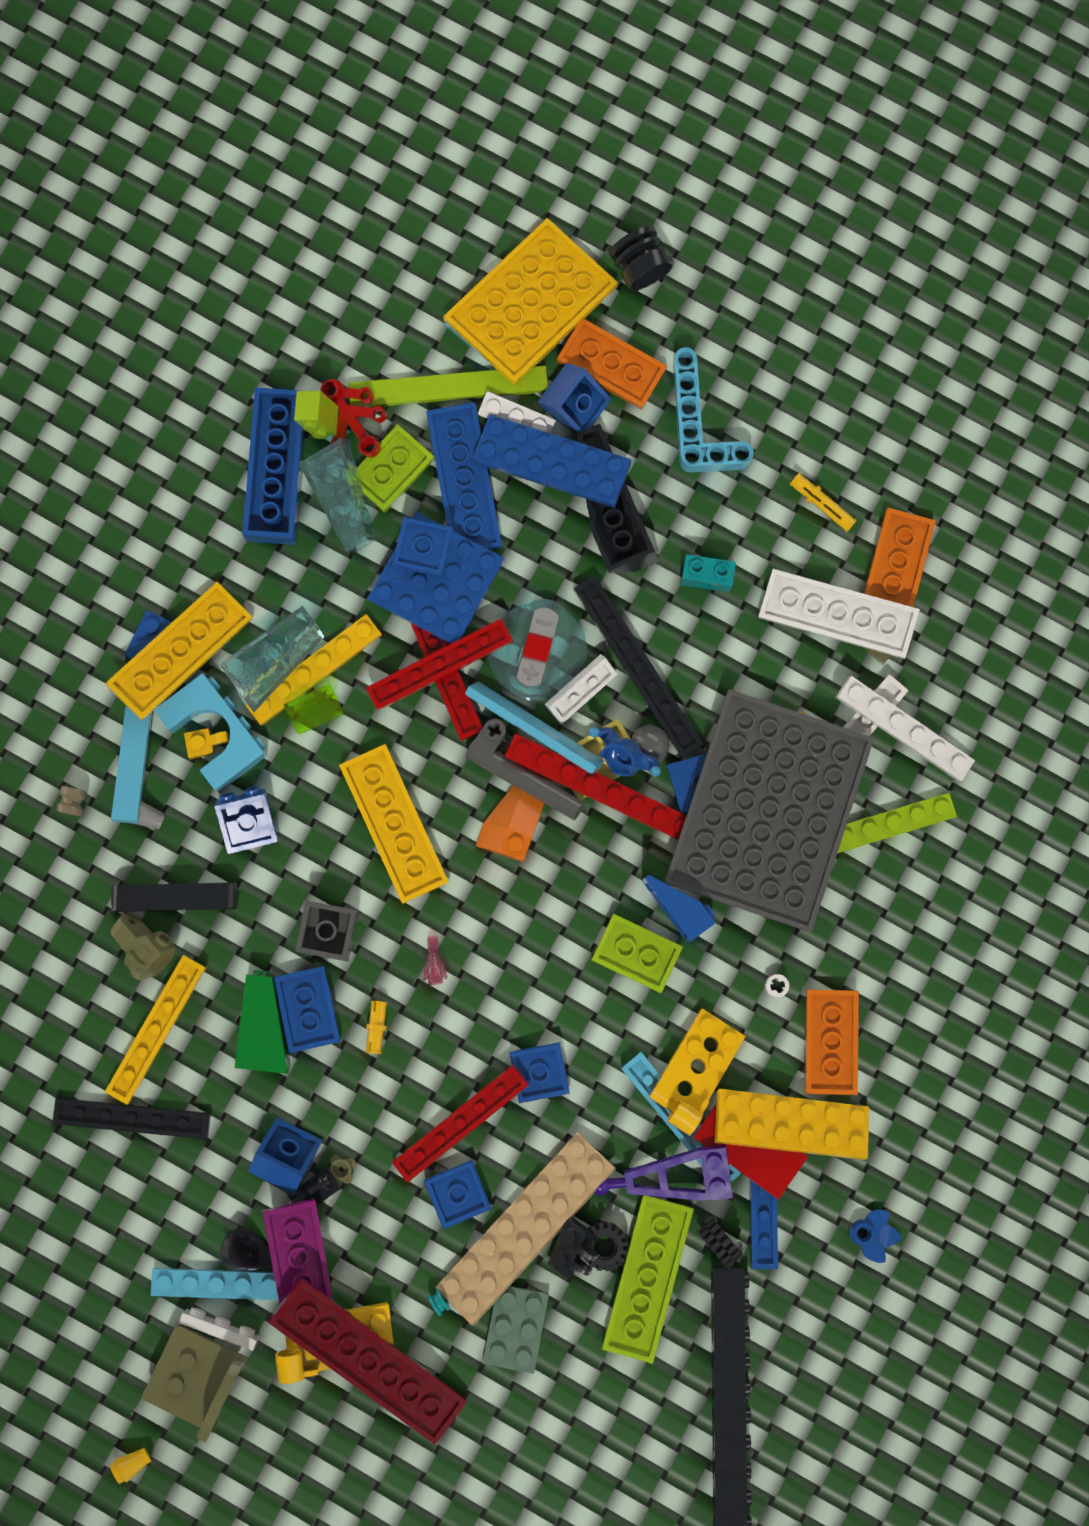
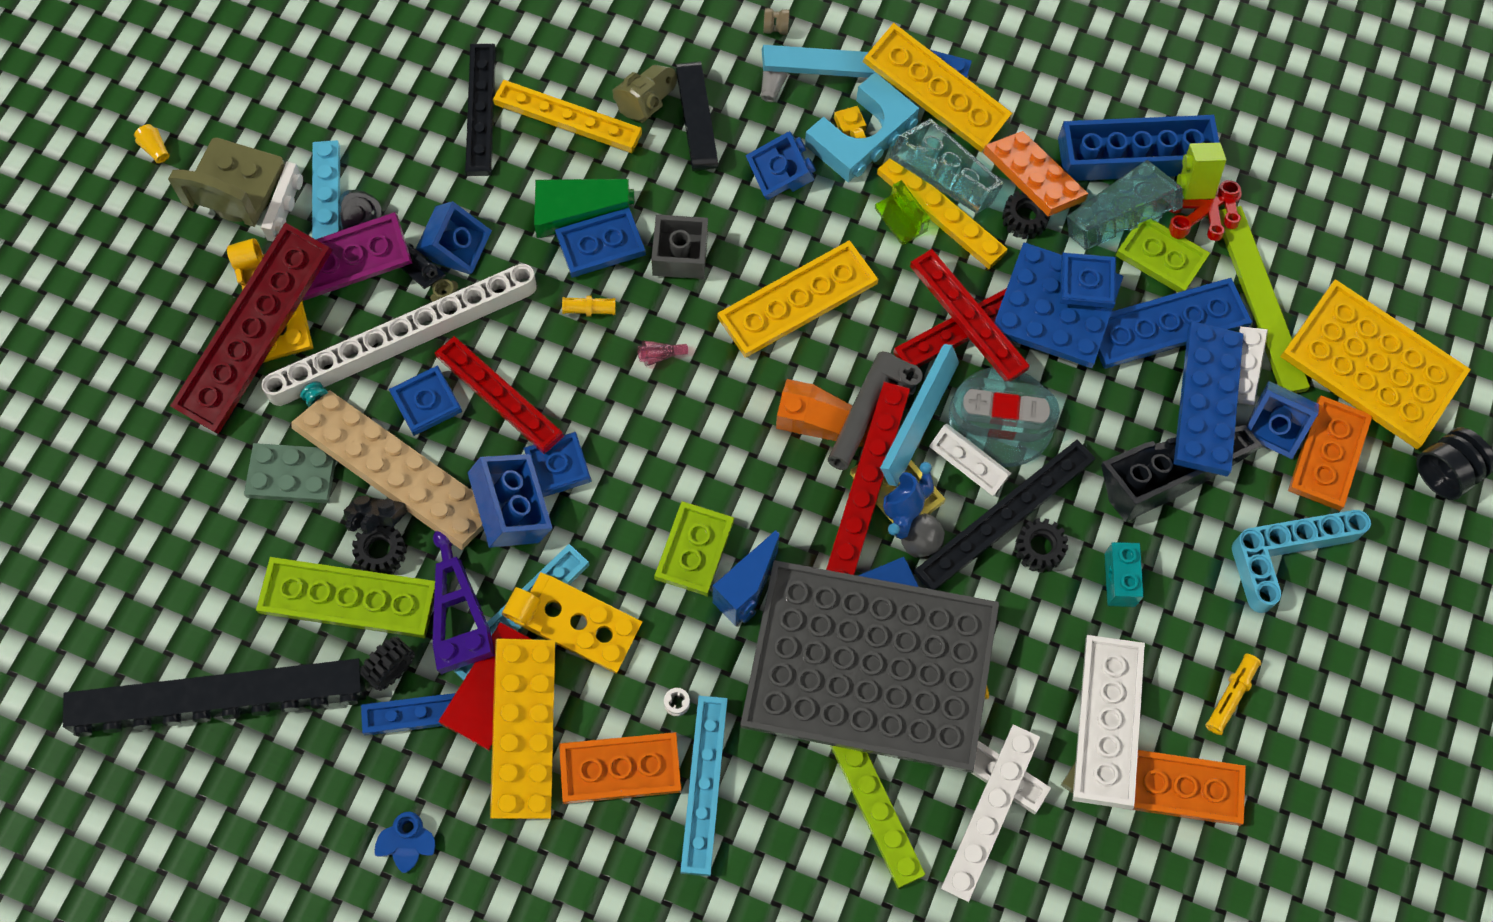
camera: 85 degrees right, 15 degrees down
(290, 572) = (1035, 173): none -> orange plate
(325, 574) = (1020, 225): none -> black tyre
(384, 1227) = (393, 344): none -> white beam
(577, 1120) = (509, 500): none -> blue brick
(680, 629) = (1046, 530): none -> black tyre
(853, 970) = (704, 786): none -> medium azure plate

